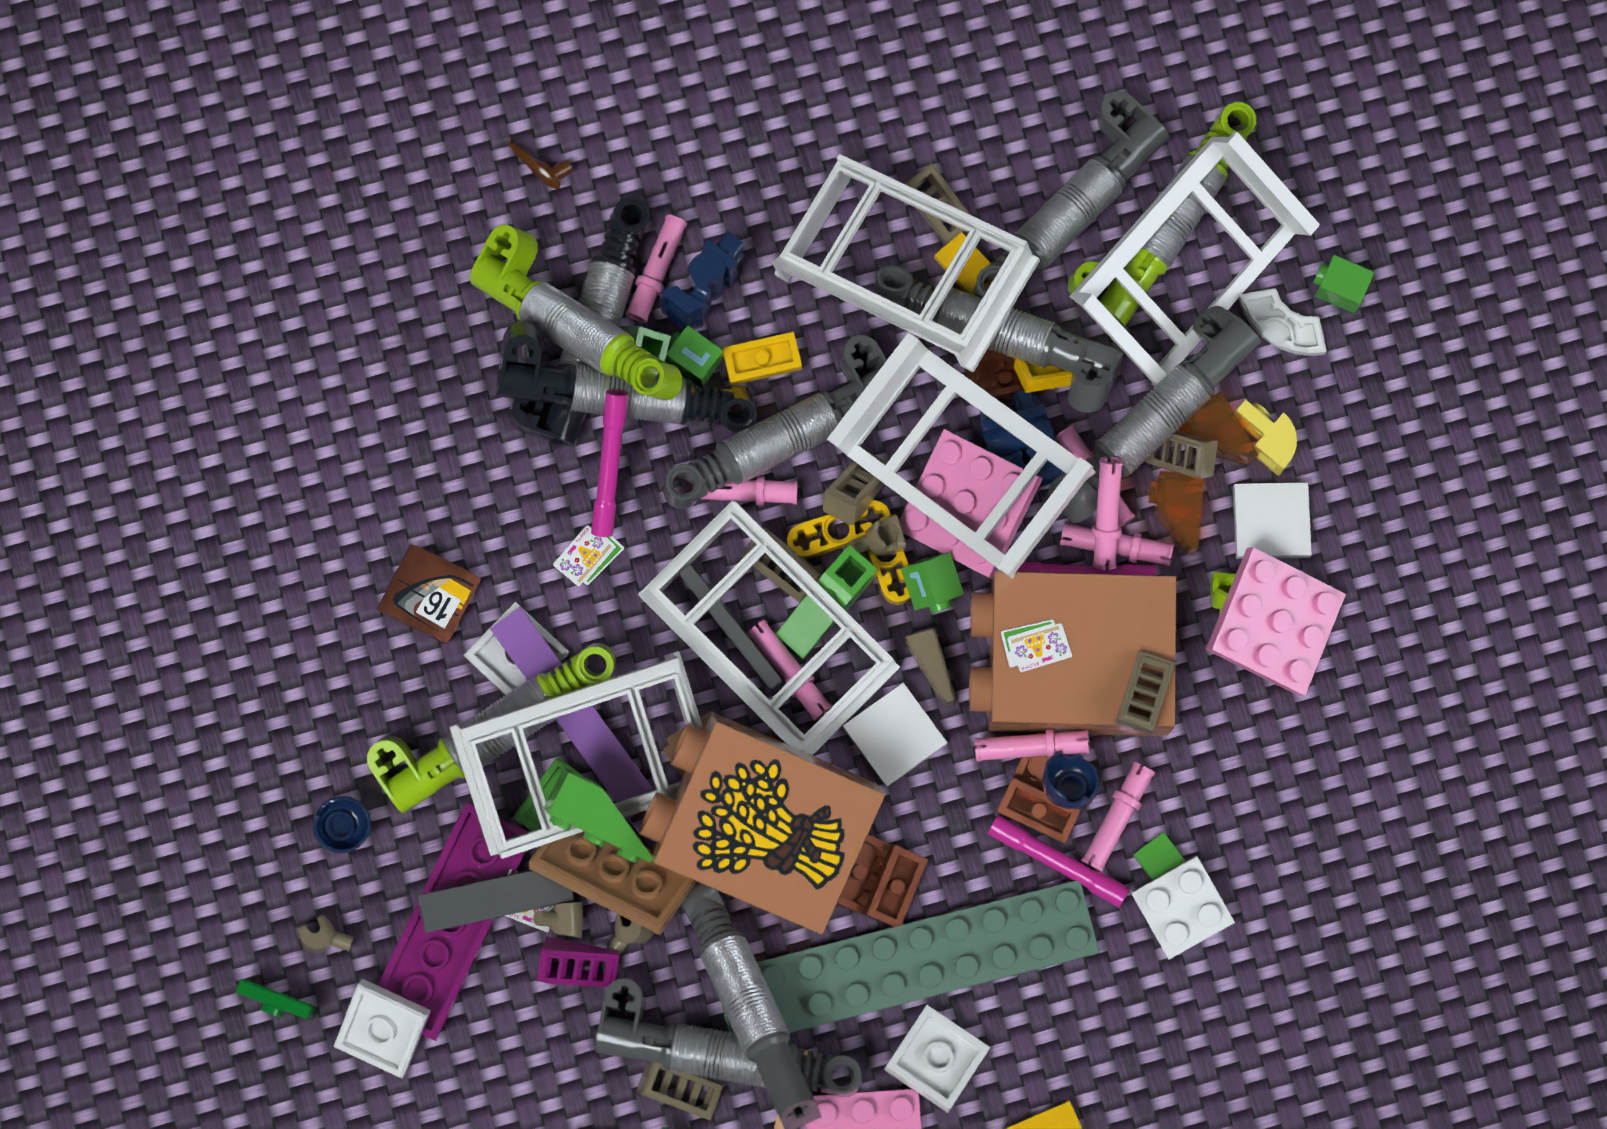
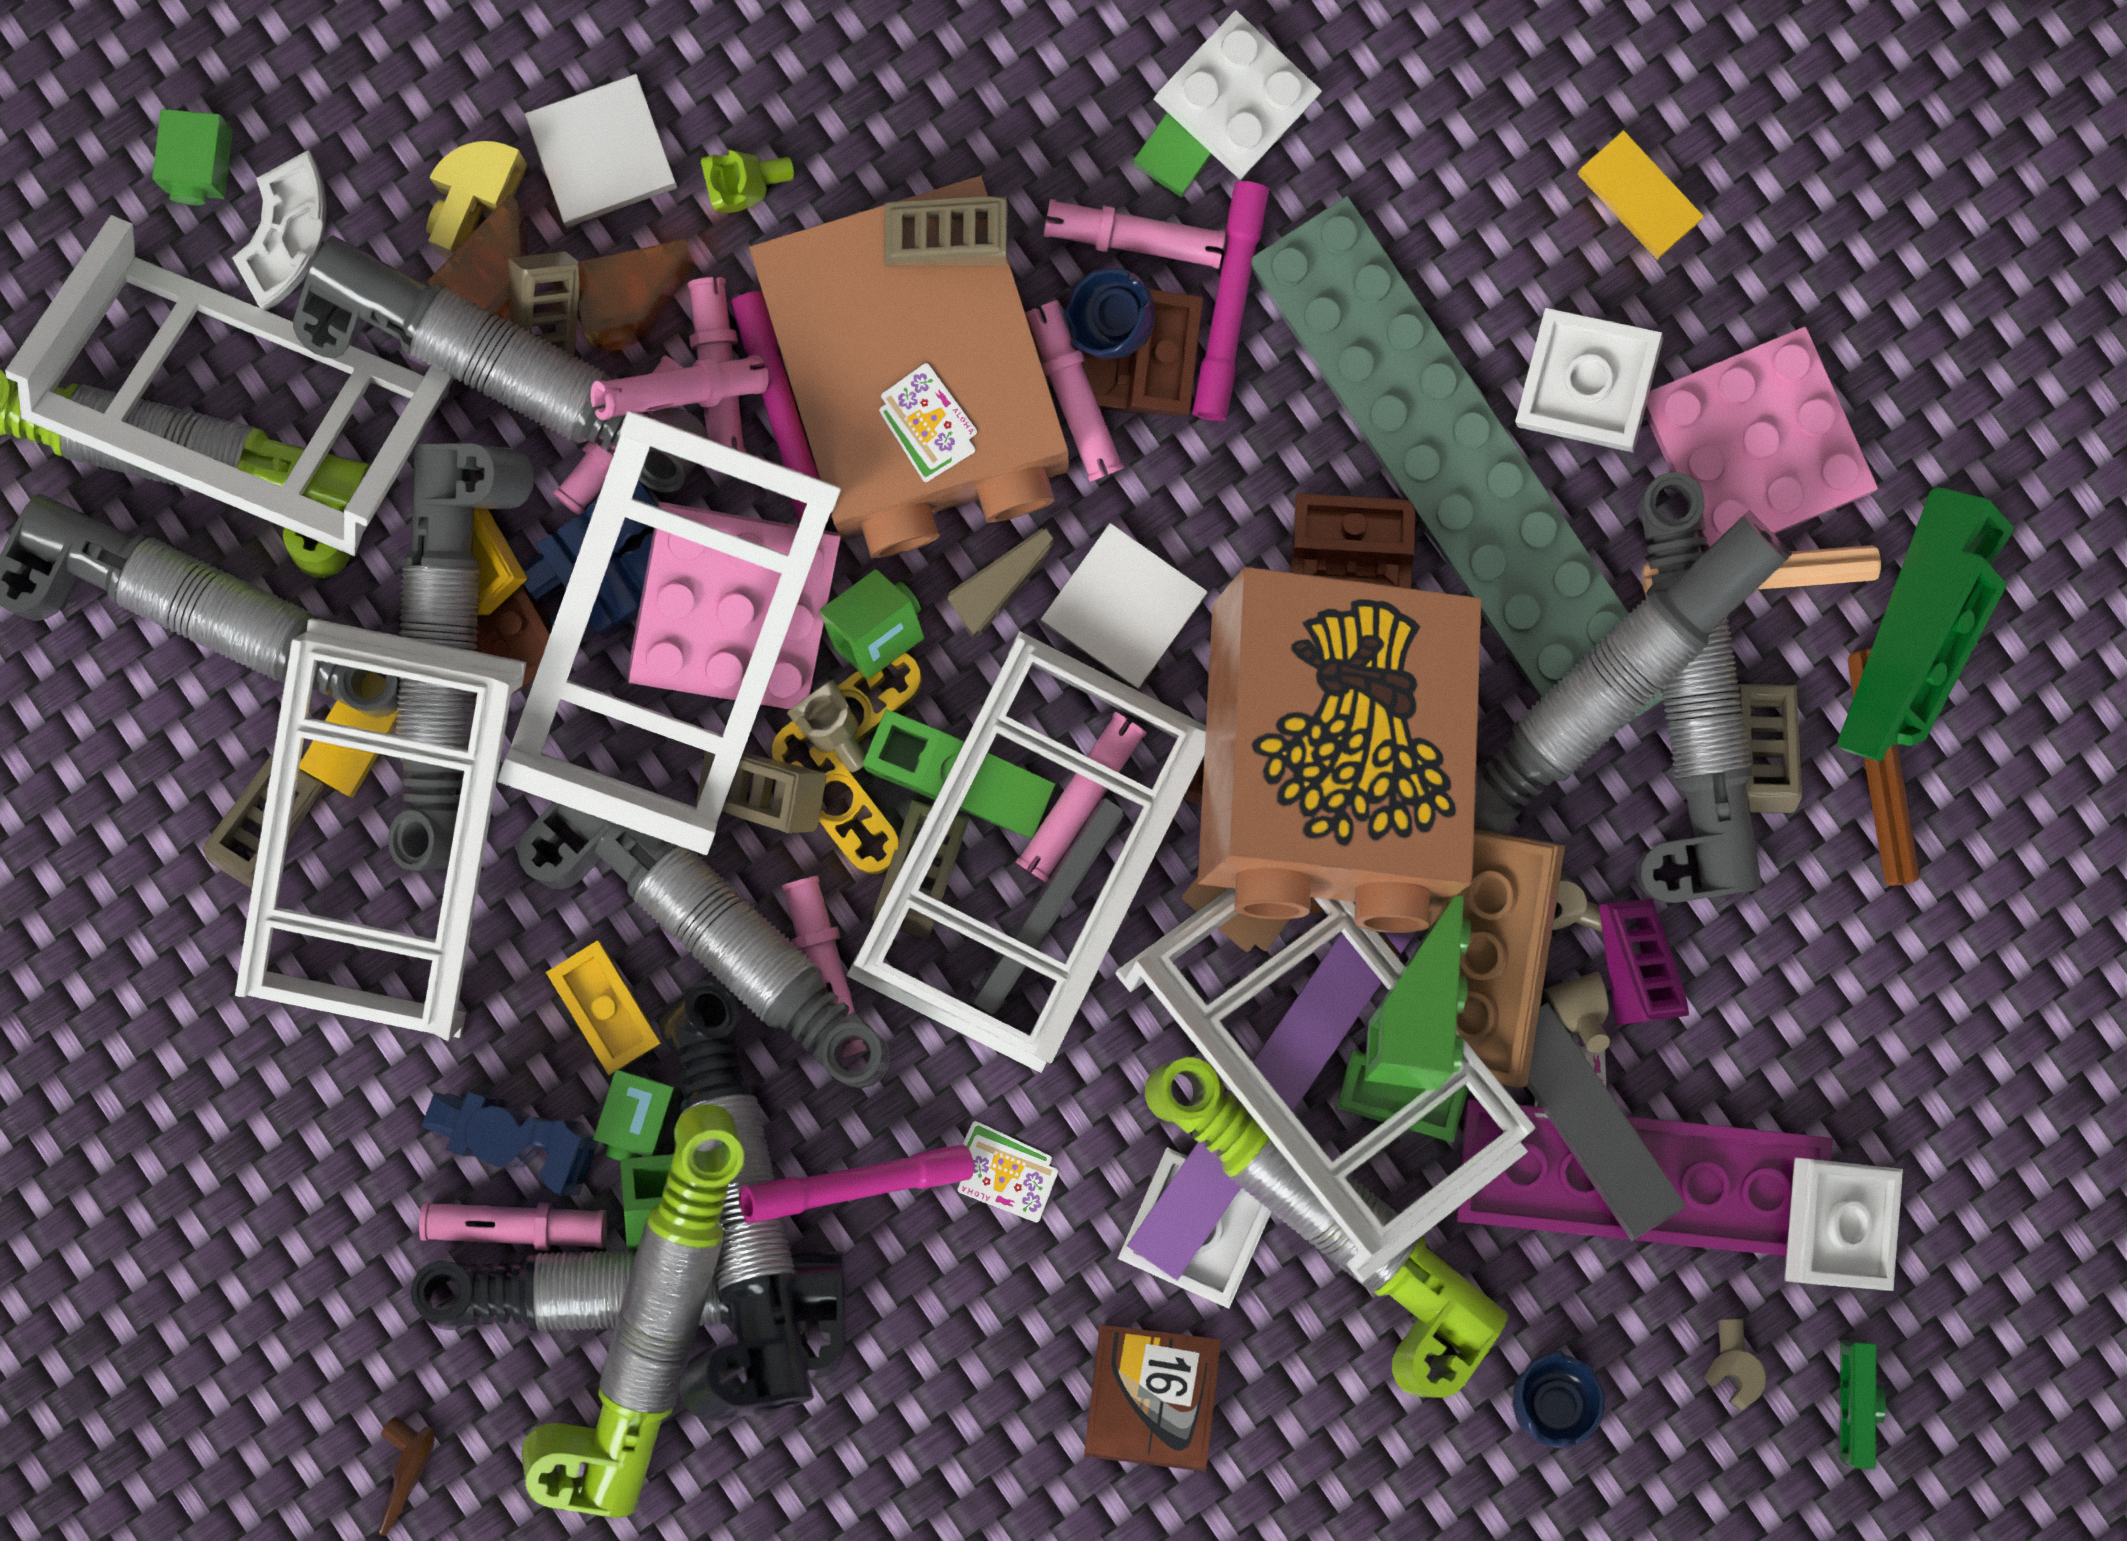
camera: 105 degrees left, 5 degrees up
(1275, 621) = (758, 91): bright pink plate -> none

